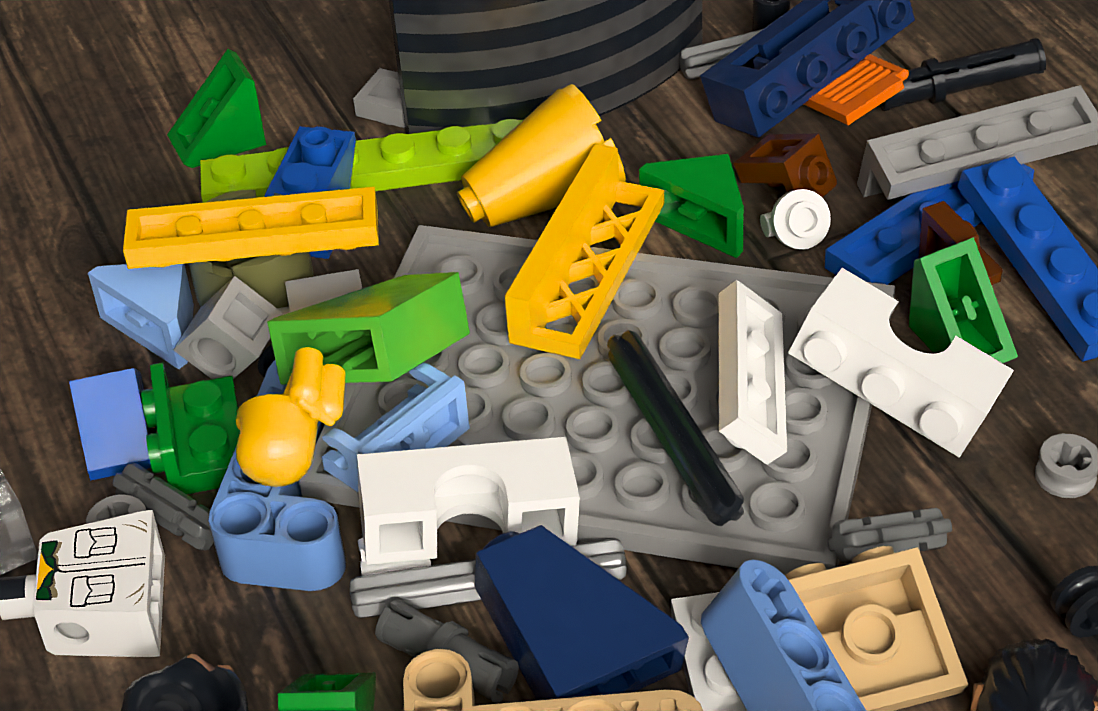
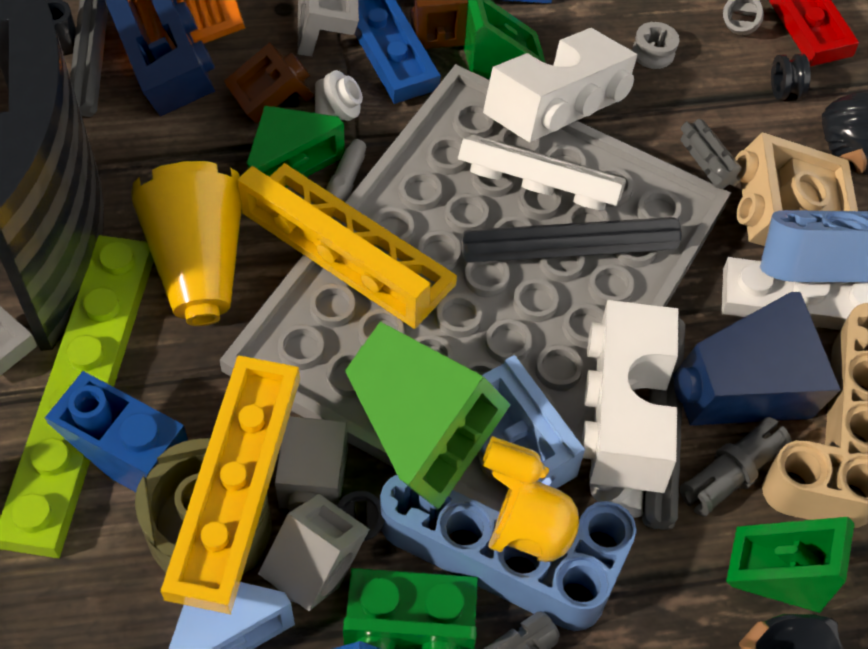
camera: 80 degrees left, 15 degrees up
(710, 253) = (347, 170): none -> light grey piece

